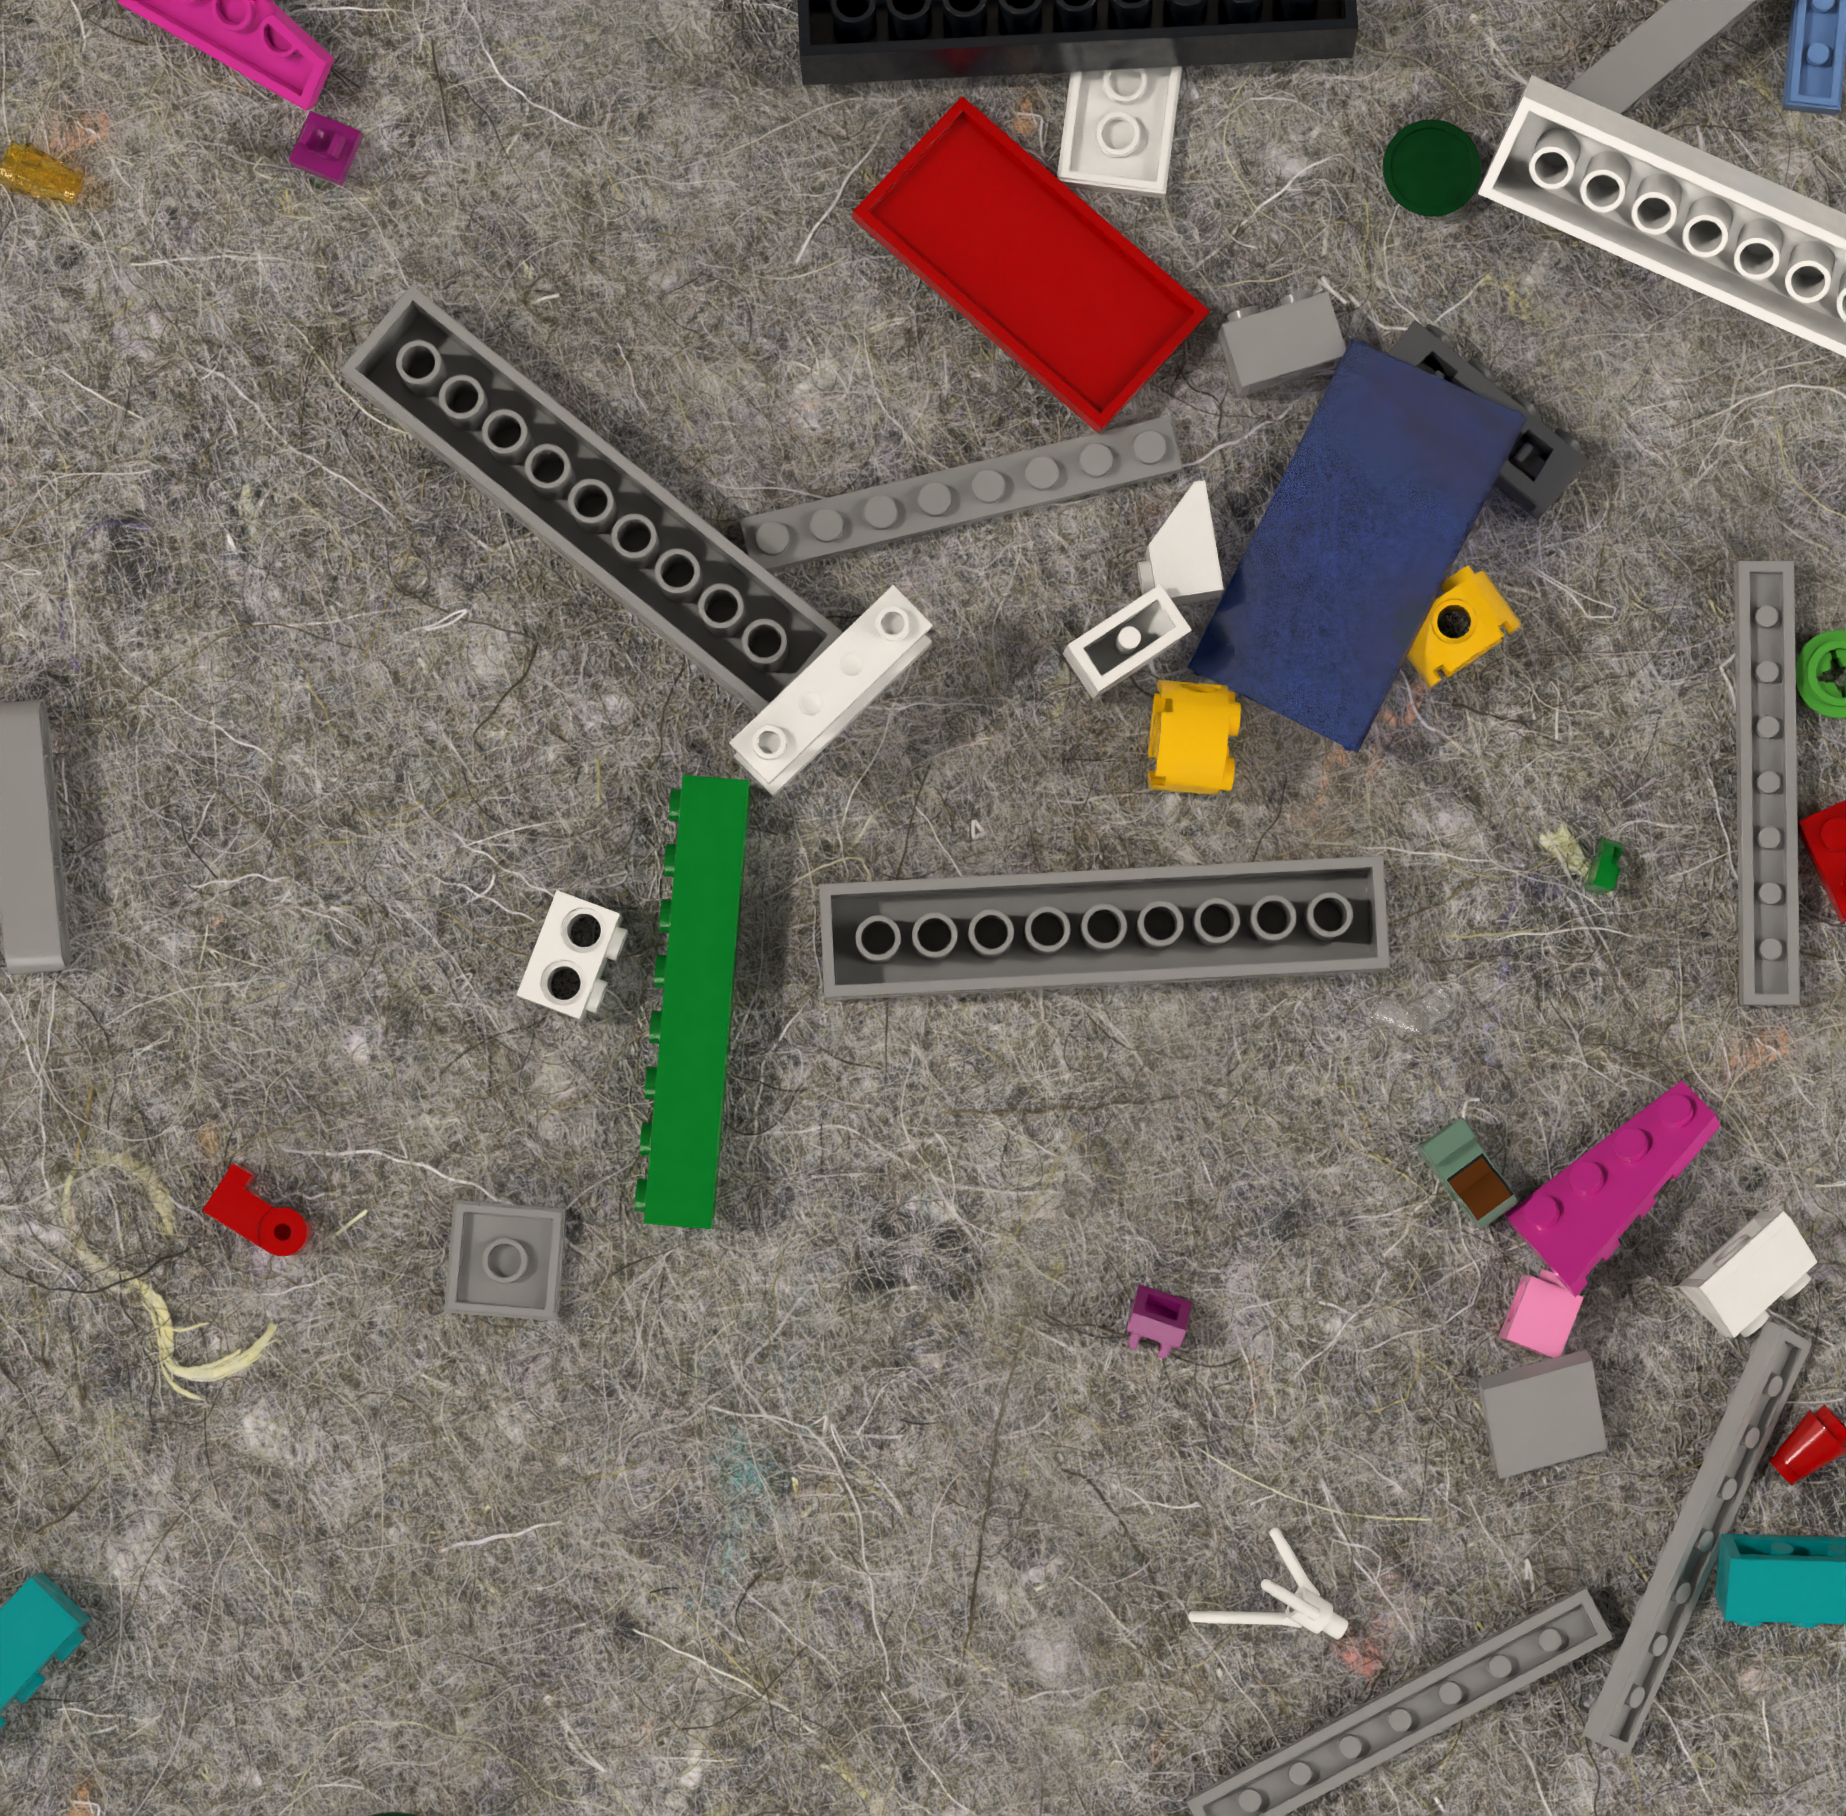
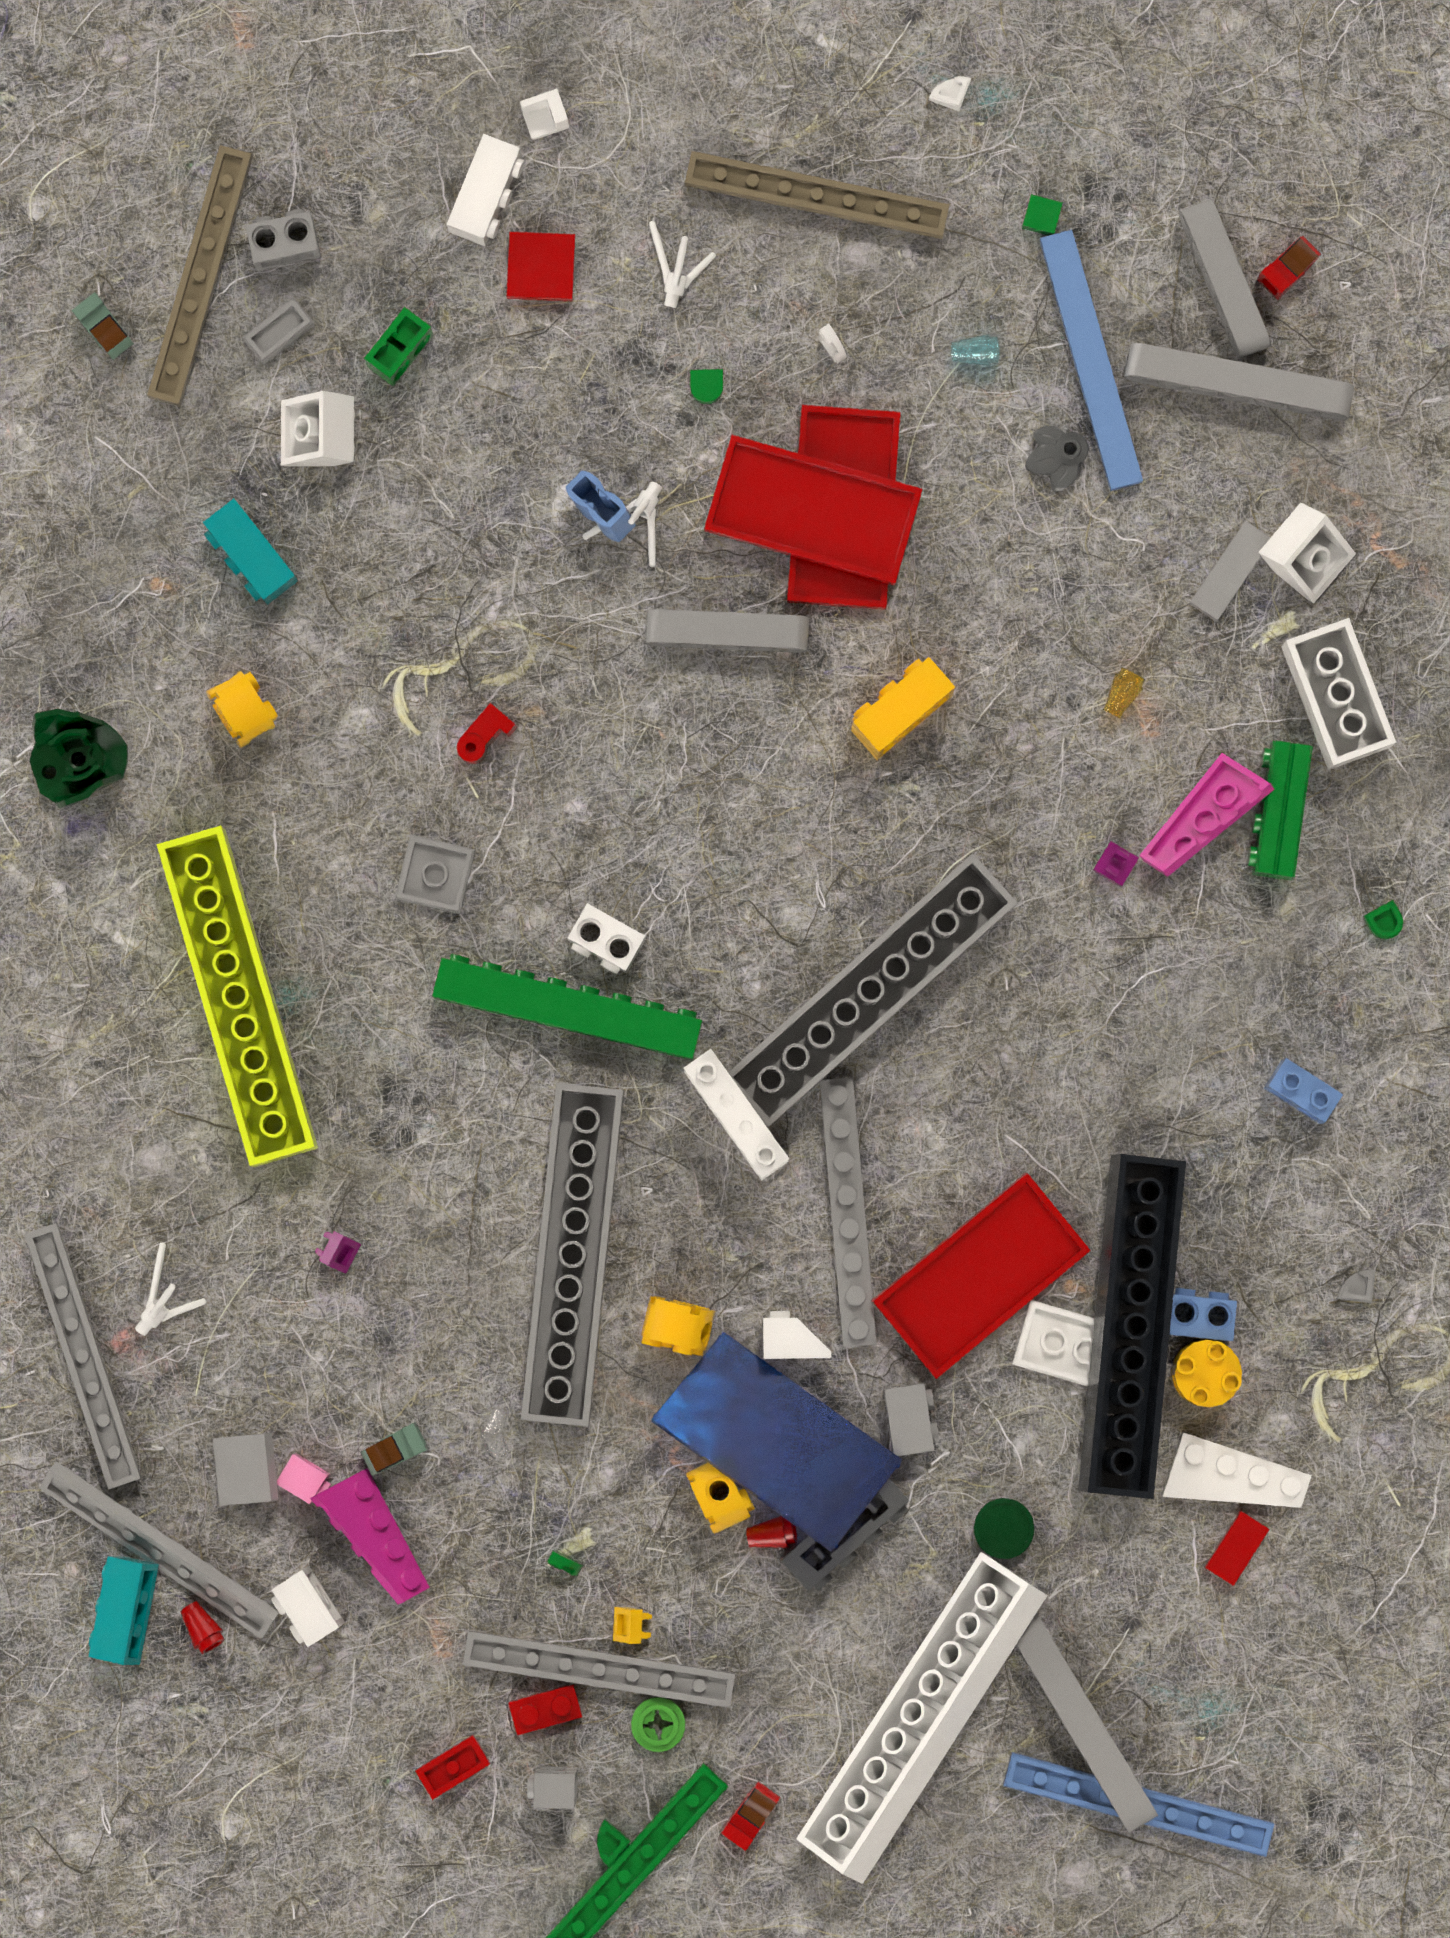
camera: 105 degrees right, 0 degrees up
(112, 525) = (901, 707): none -> yellow brick
(269, 1629) = (242, 708): none -> yellow brick
(757, 1559) = (237, 996): none -> neon yellow brick
(1126, 641) = (741, 1296): white slope -> none
(1502, 537) = (772, 1534): none -> red cone
(1688, 744) = (628, 1625): none -> yellow tile

